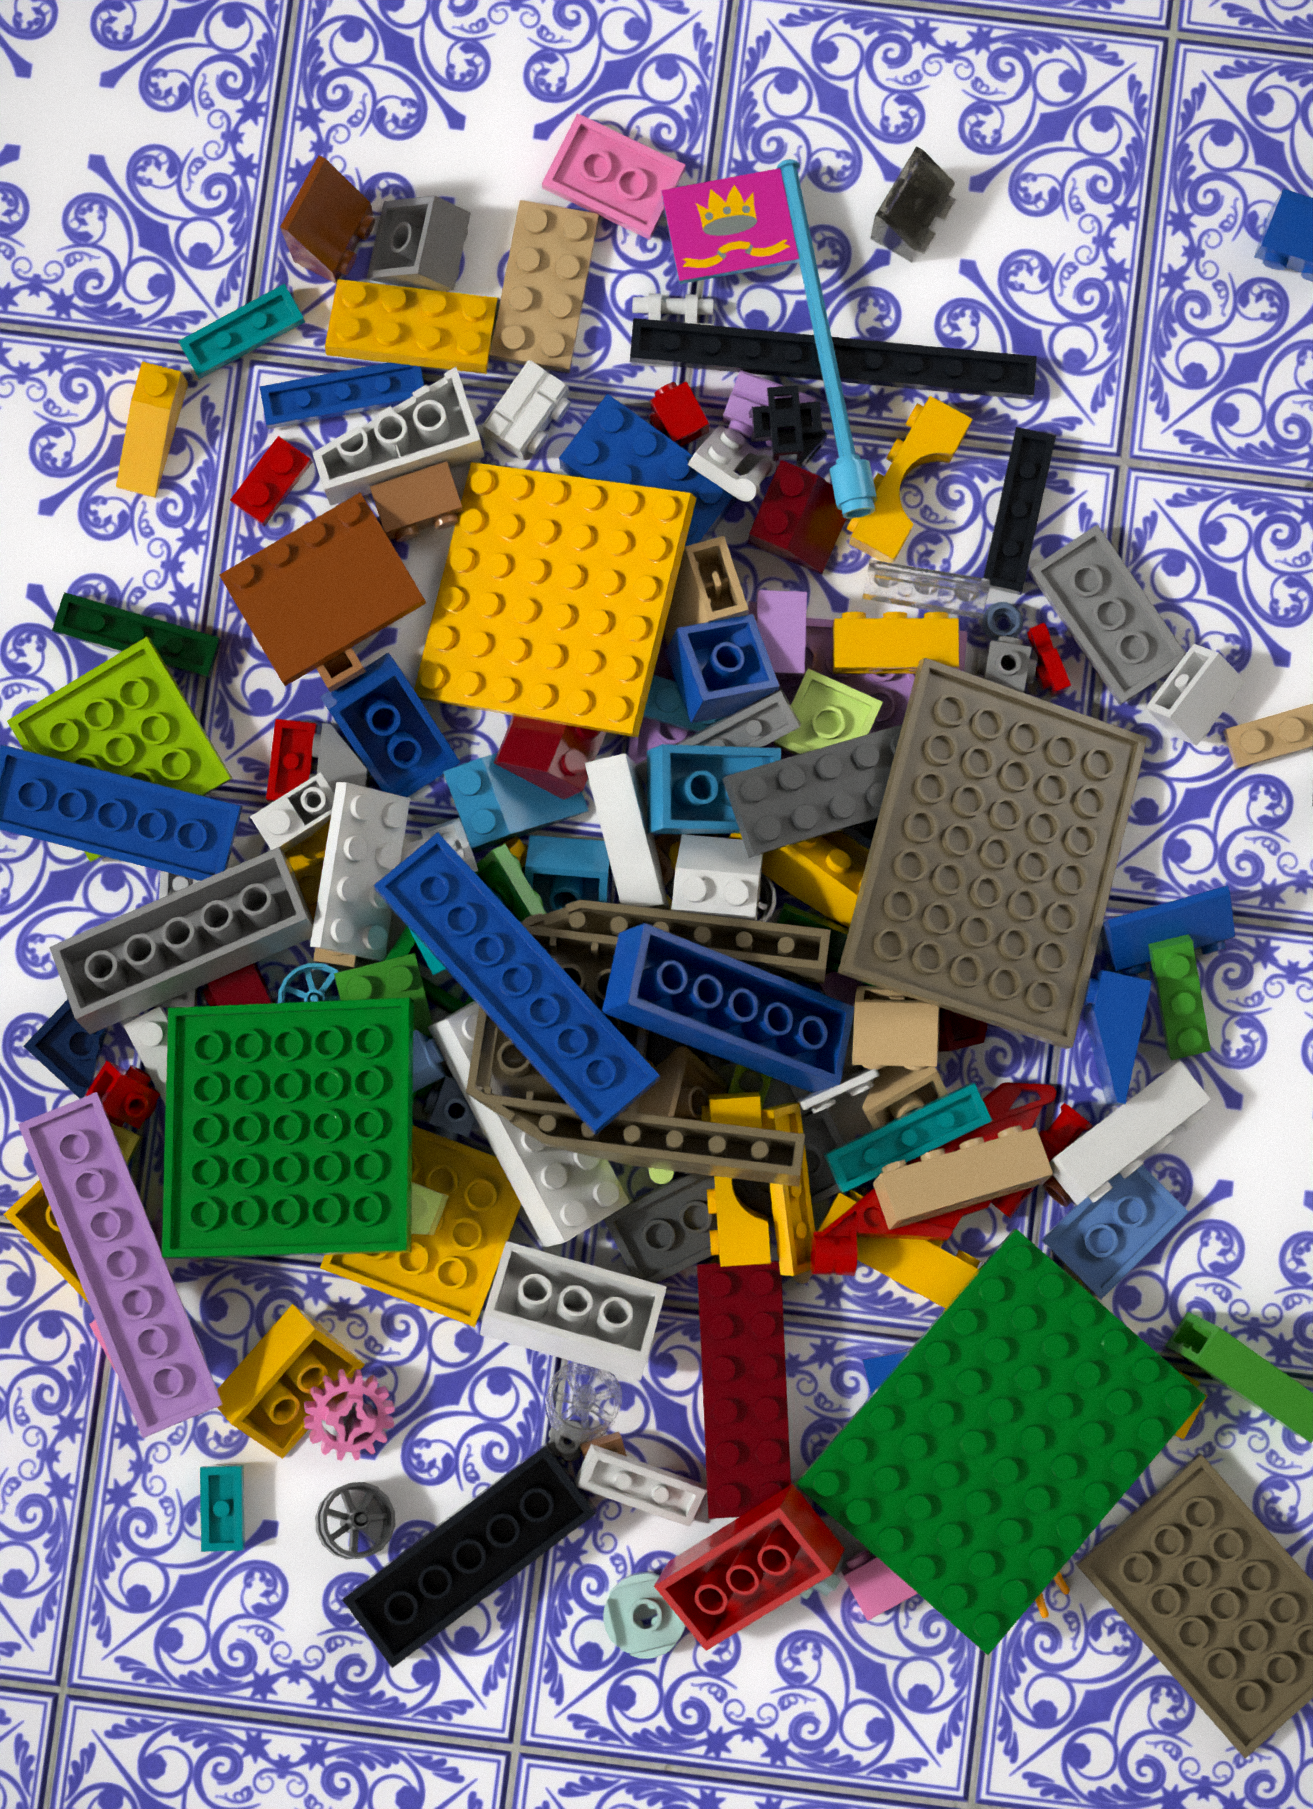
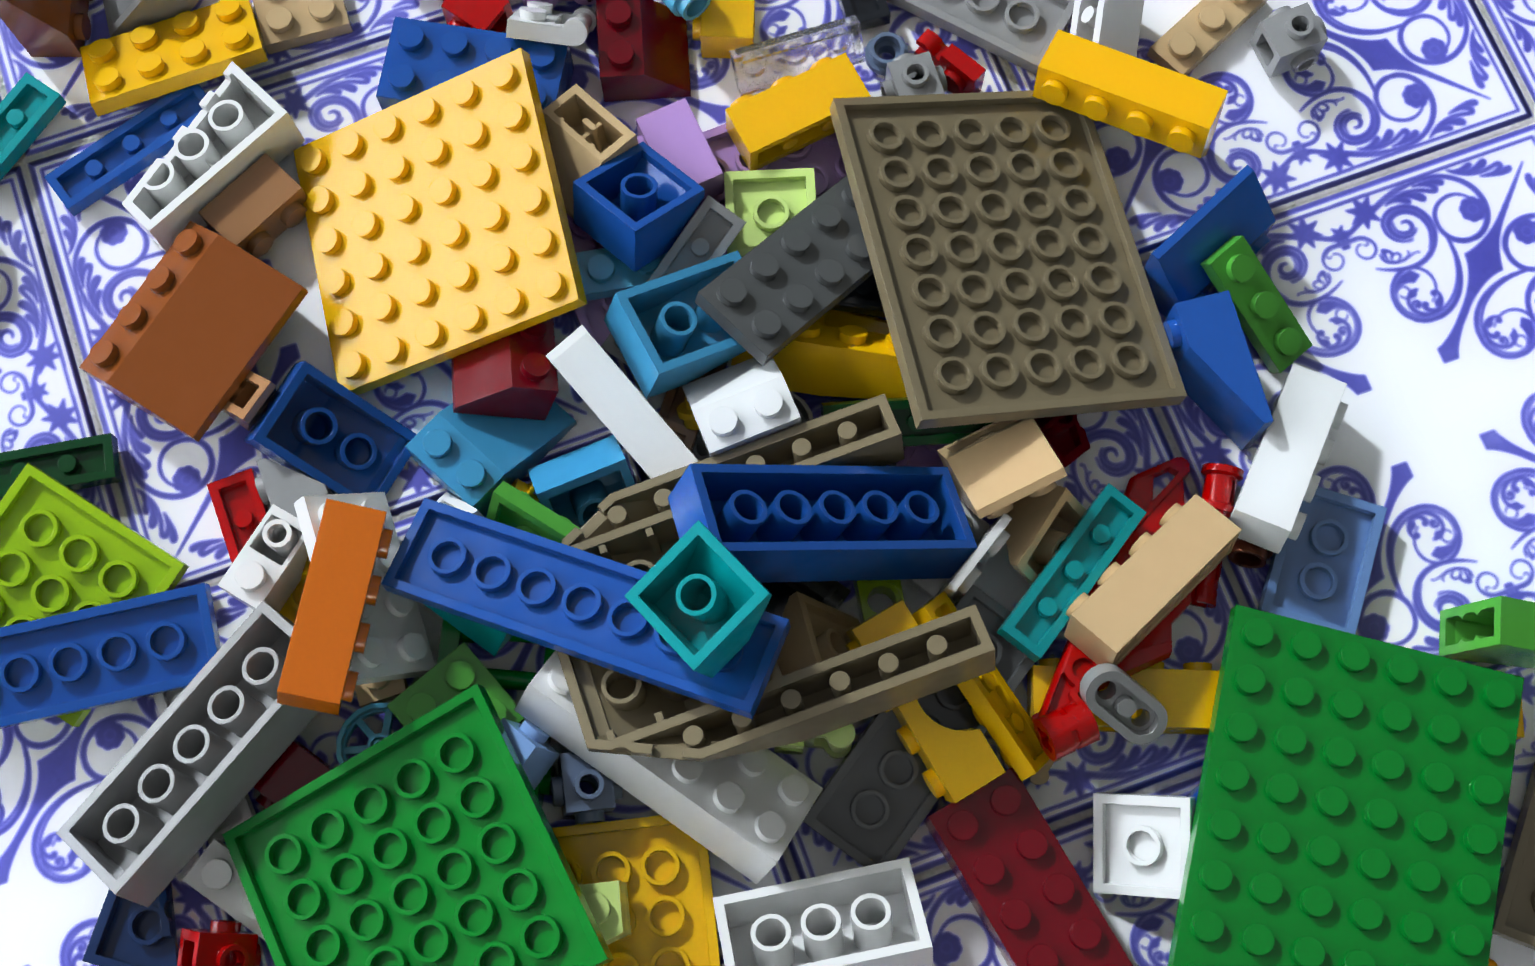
camera: 30 degrees left, 10 degrees down
(271, 481) = (99, 263): red plate -> none
(330, 886) = (332, 608): none -> orange brick
(527, 410) = (325, 77): white brick -> none
(598, 1034) = (701, 600): none -> teal slope
(847, 1365) = (1140, 843): none -> white plate
(883, 1256) = (1120, 701): none -> light grey plate
(1173, 771) = (1129, 93): none -> yellow wedge

